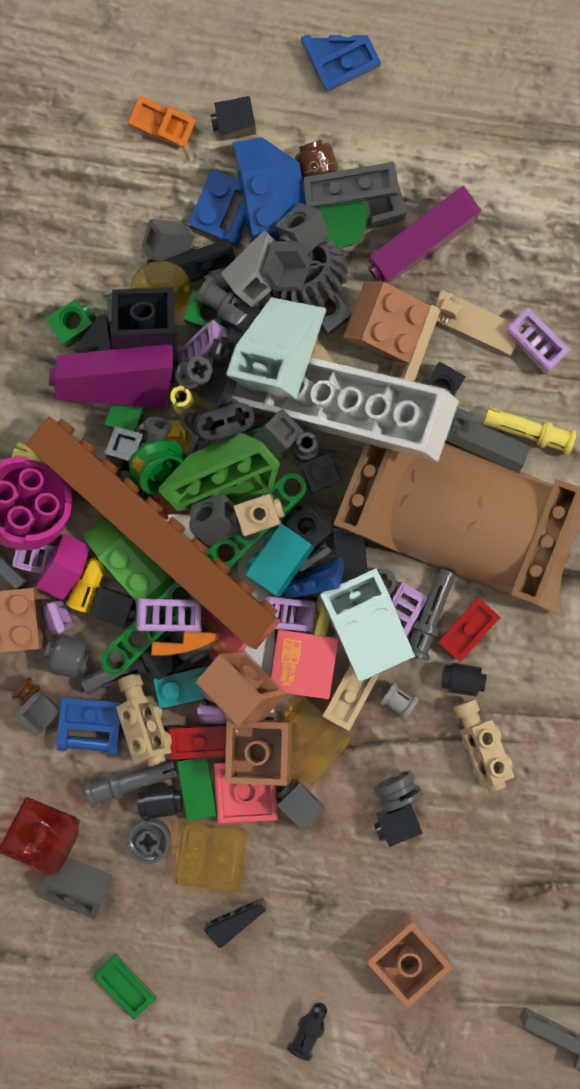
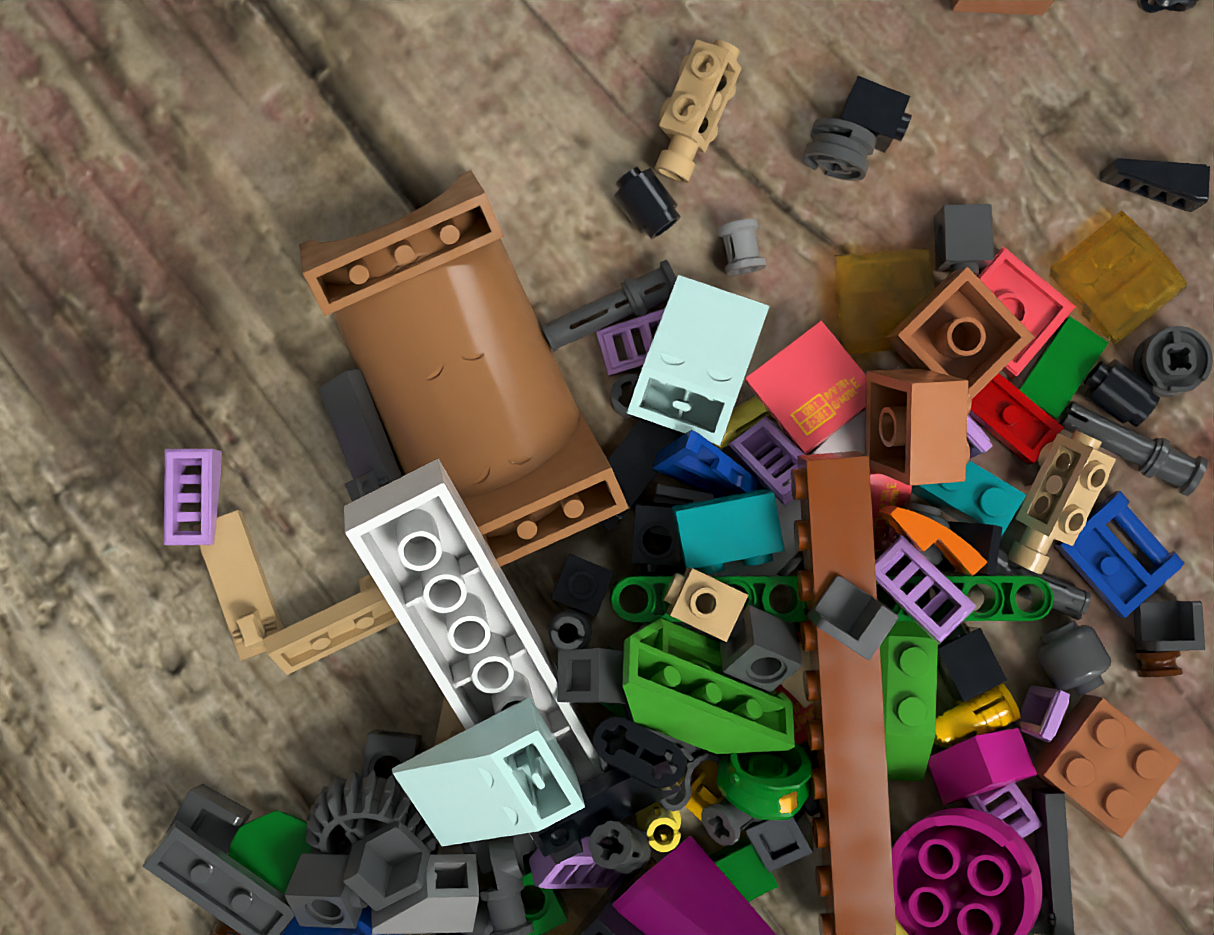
camera: 135 degrees left, 5 degrees down
(189, 569) = (852, 617): none -> dark grey panel
(348, 700) = (800, 301): tan hinge -> none
(386, 321) = (337, 685): nougat brick -> none
(424, 236) = (196, 741): magenta slope -> none
(447, 375) = (330, 557): black brick -> none
(468, 629) = (586, 251): red plate -> none
(543, 434) = (289, 386): light yellow pin -> none

